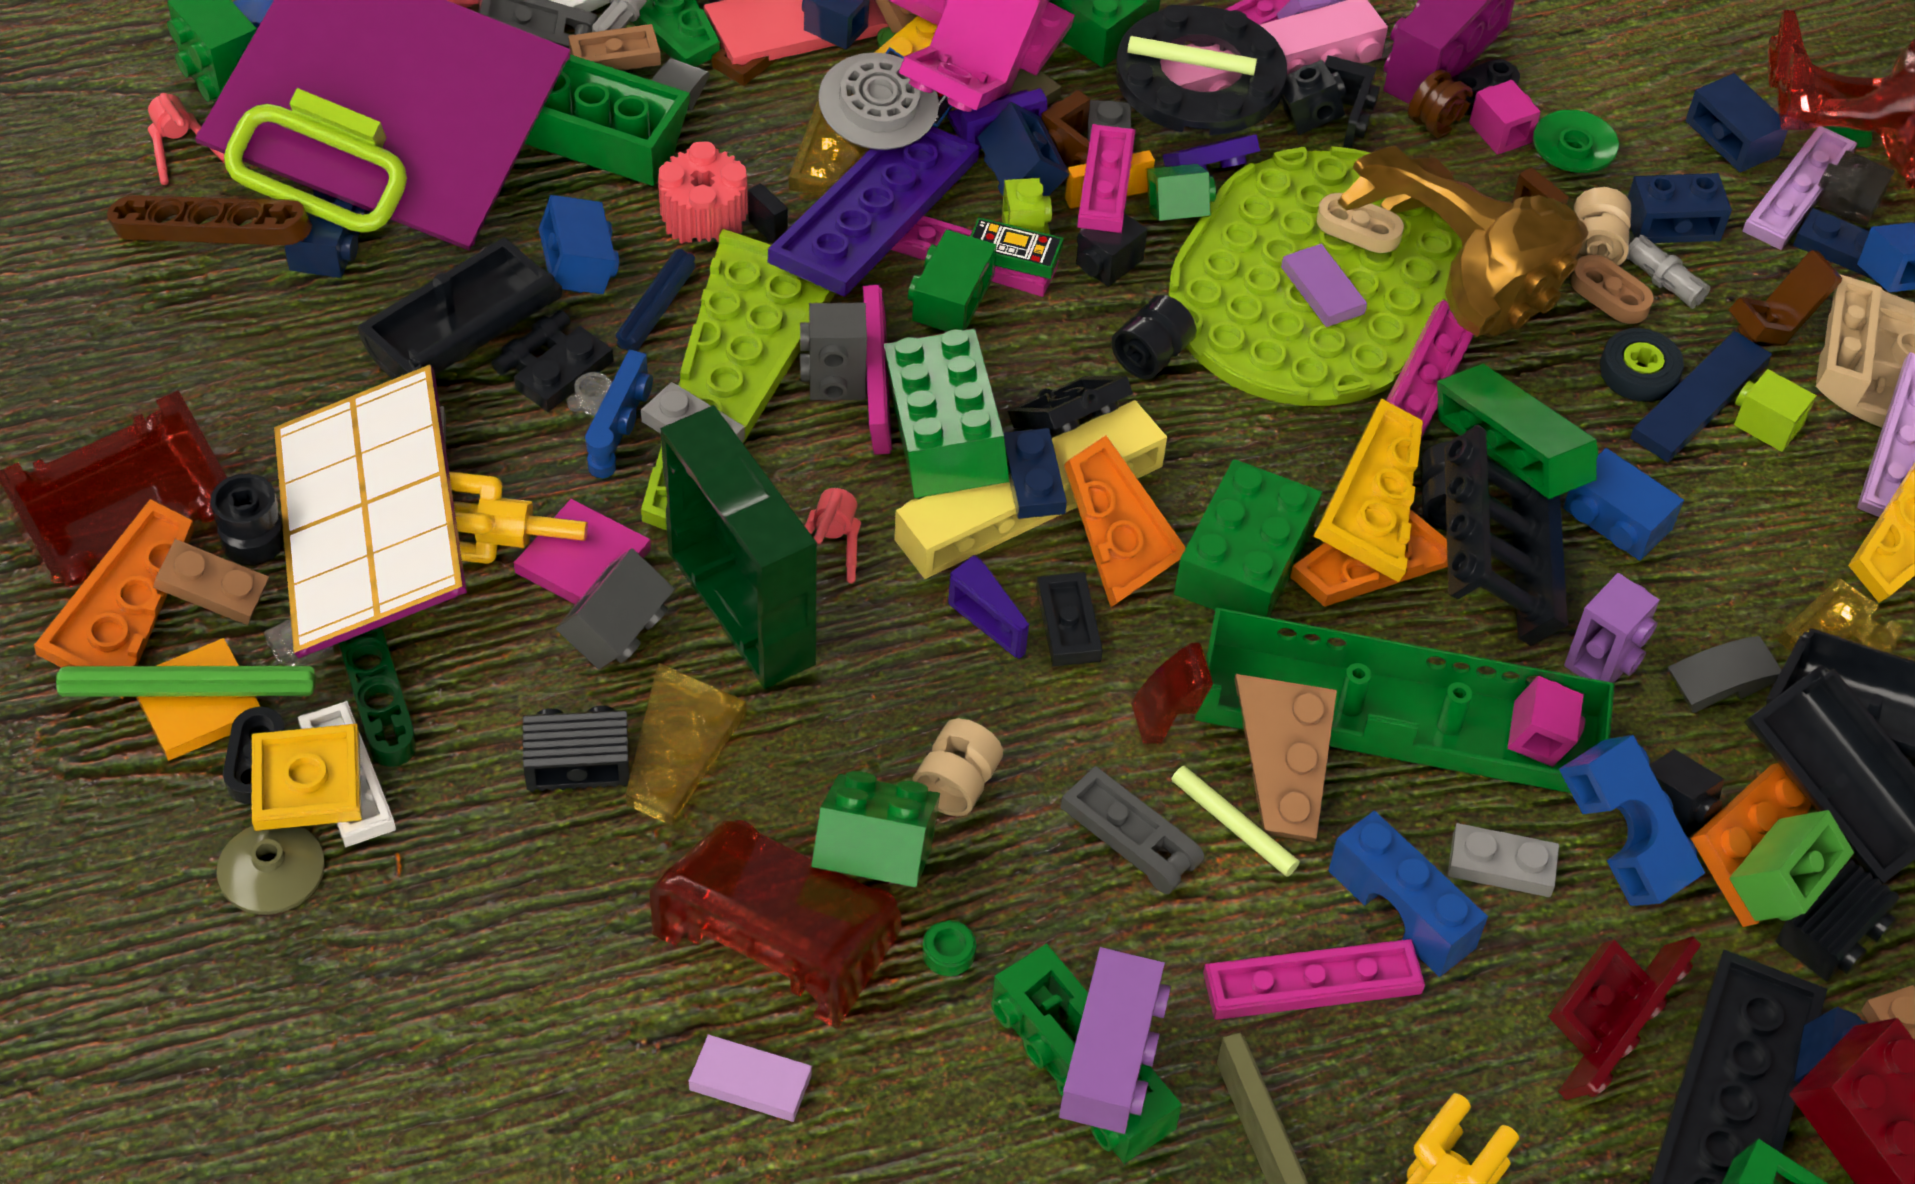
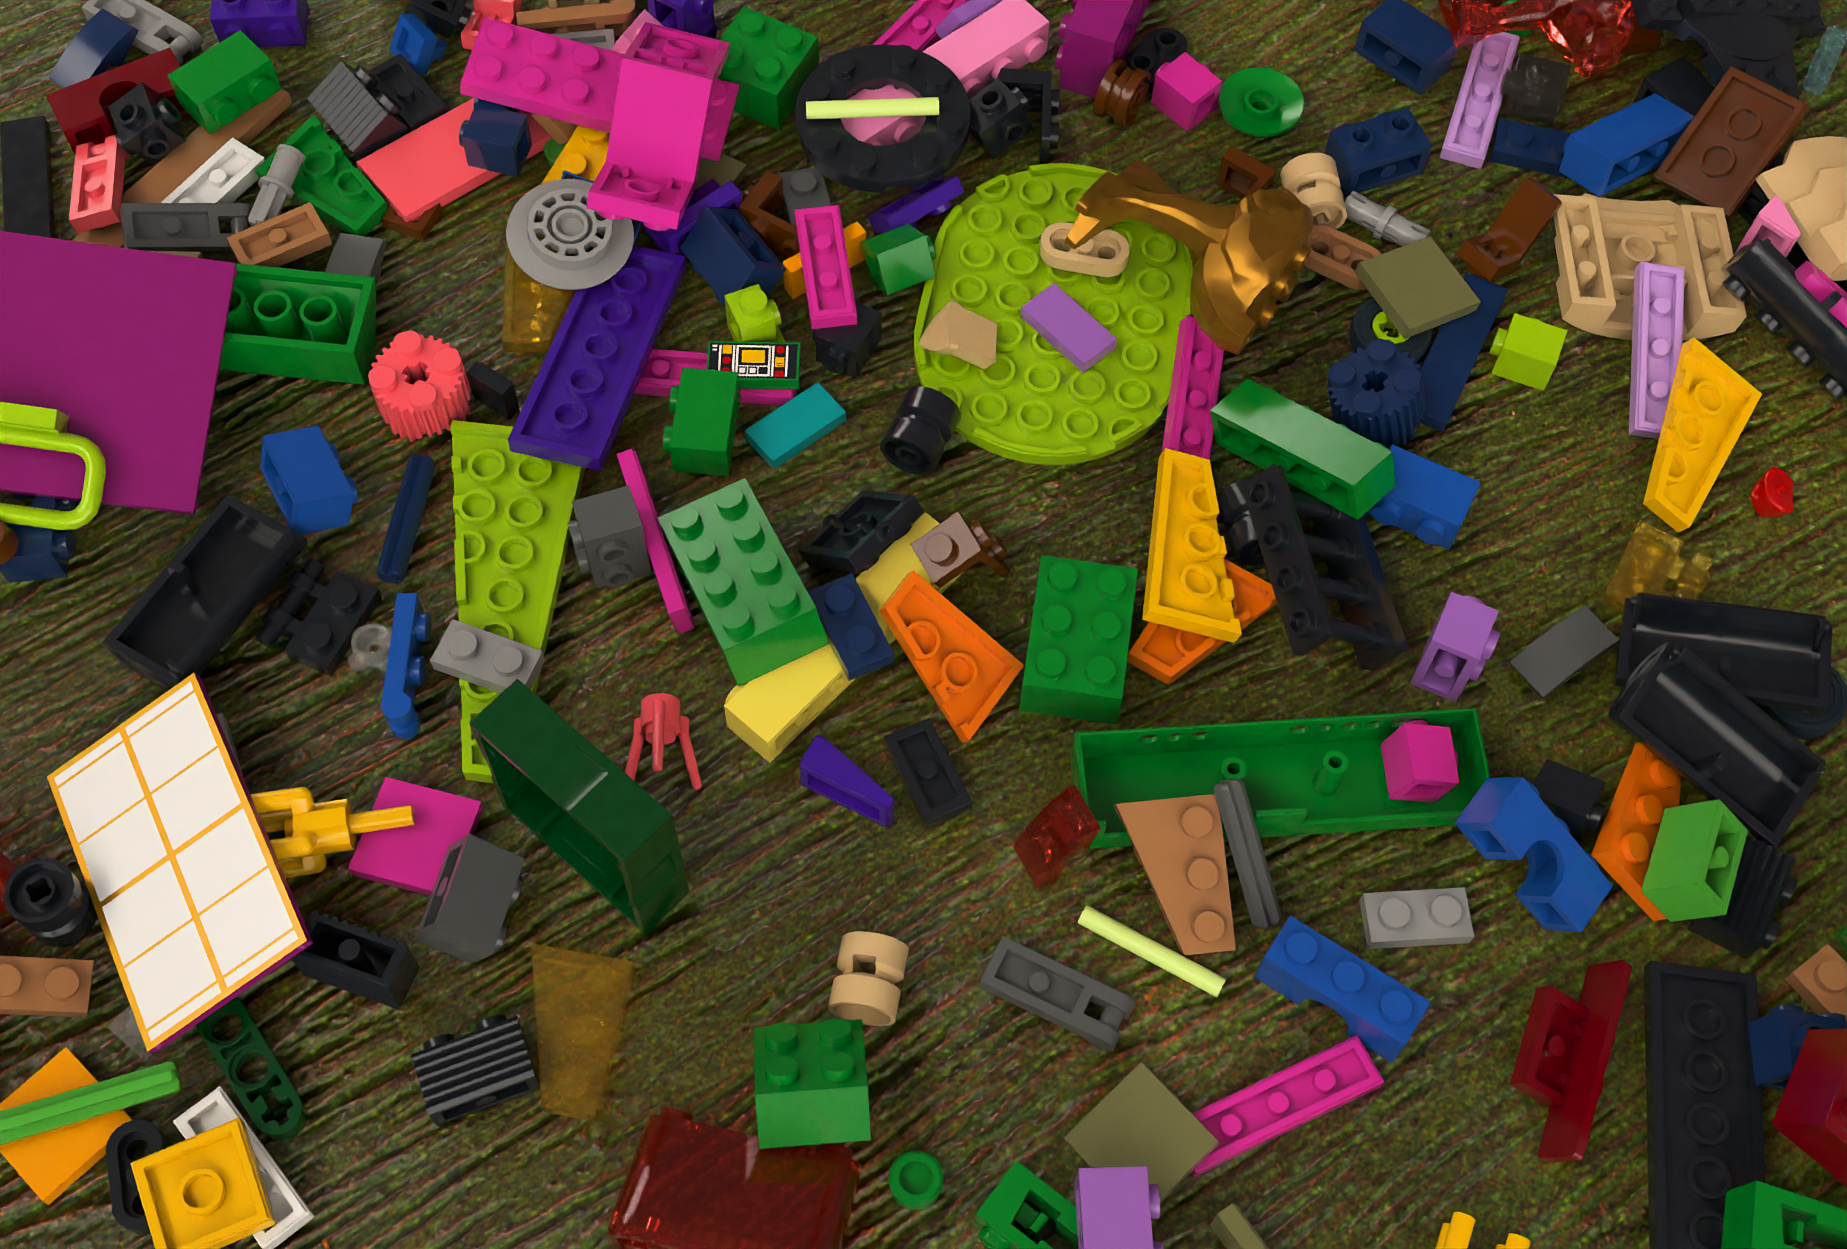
camera: 15 degrees left, 10 degrees up
(498, 630) = (357, 960): none -> black brick
(1038, 309) = (795, 425): none -> teal tile
(1156, 428) = (957, 546): none -> bracket
(1194, 963) = (1143, 1127): none -> olive tile
(1219, 265) = (962, 335): none -> tan tile
(1351, 750) = (1247, 852): none -> dark grey axle
(1609, 402) = (1378, 393): none -> dark blue brick
(1678, 327) = (1417, 287): none -> olive tile

